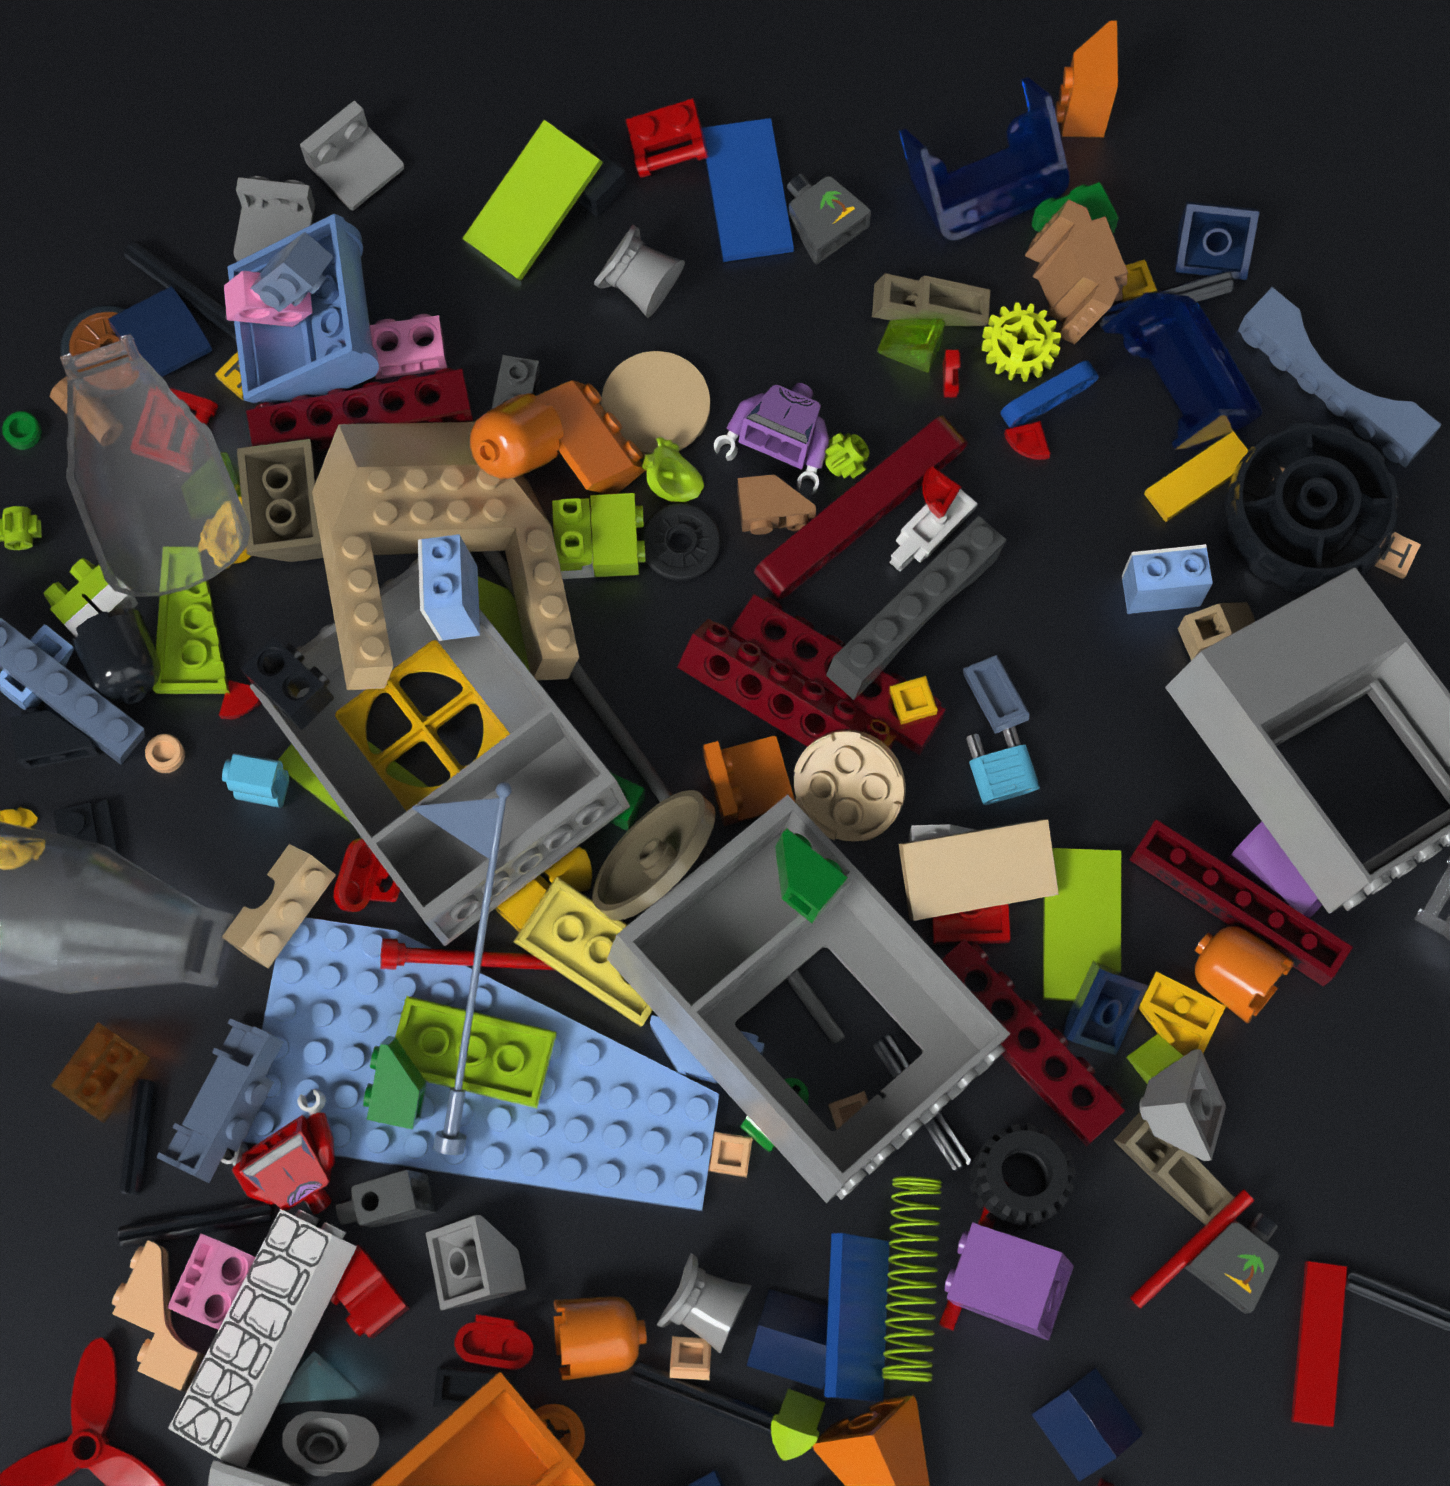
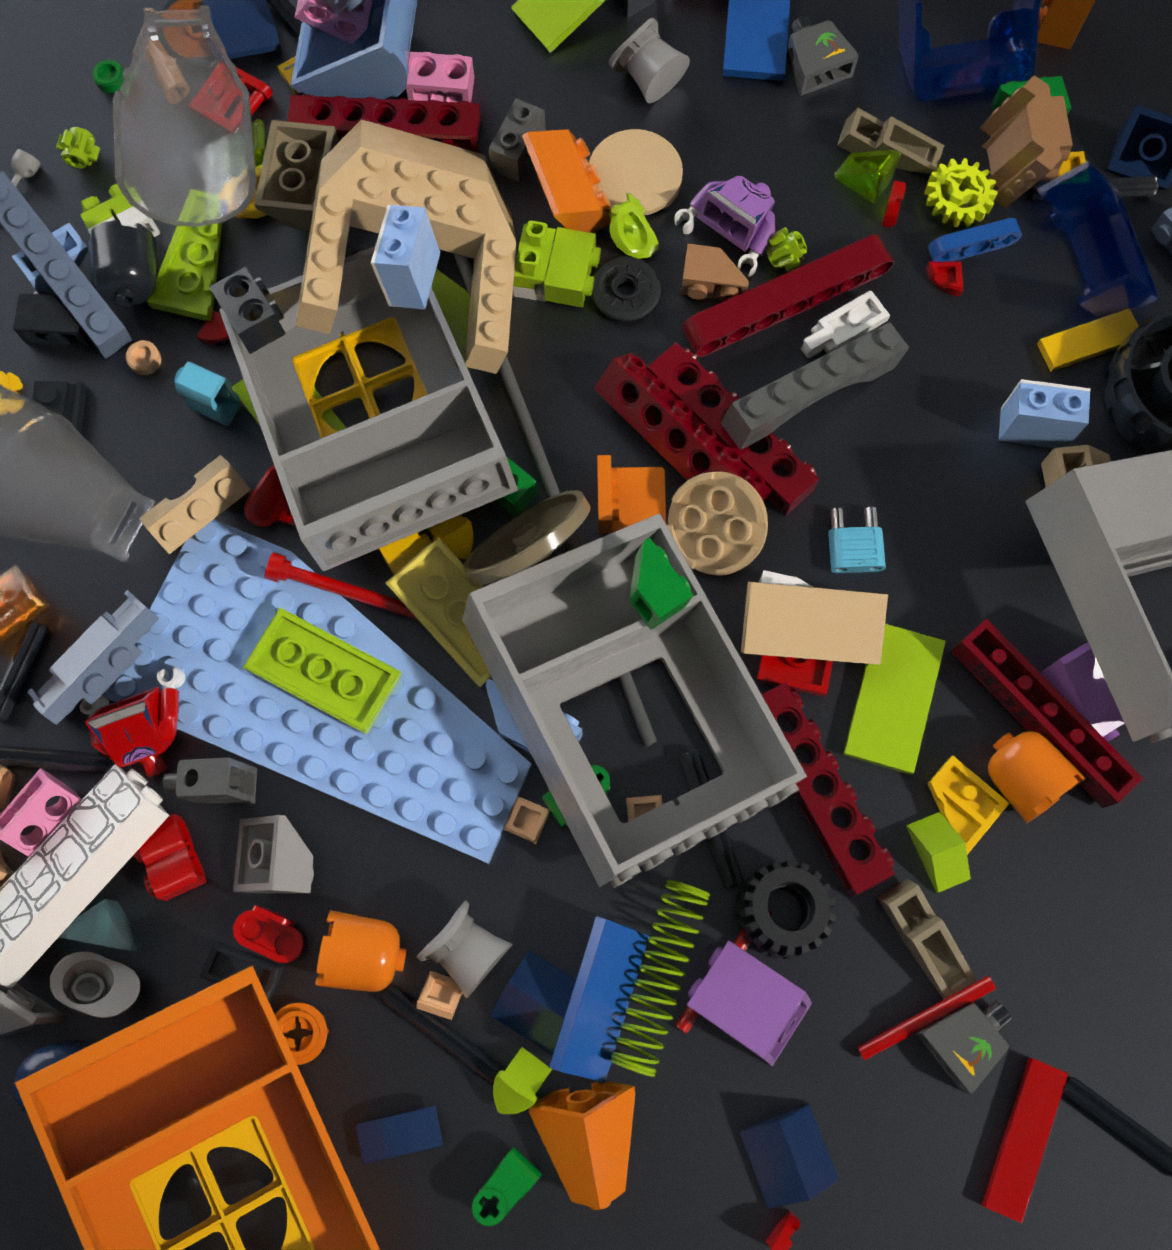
camera: 15 degrees right, 0 degrees up
(397, 1087) = (245, 682): green slope -> none
(480, 827) = (370, 465): sand blue piece -> none
(516, 437) = (505, 158): orange cylinder -> none
(913, 700) = (792, 463): yellow tile -> none
(938, 491) = (859, 295): red tile -> none
(996, 694) = (866, 479): sand blue tile -> none
(1103, 1009) = (896, 776): dark blue slope -> none
(1185, 1106) = (952, 884): light grey slope -> none

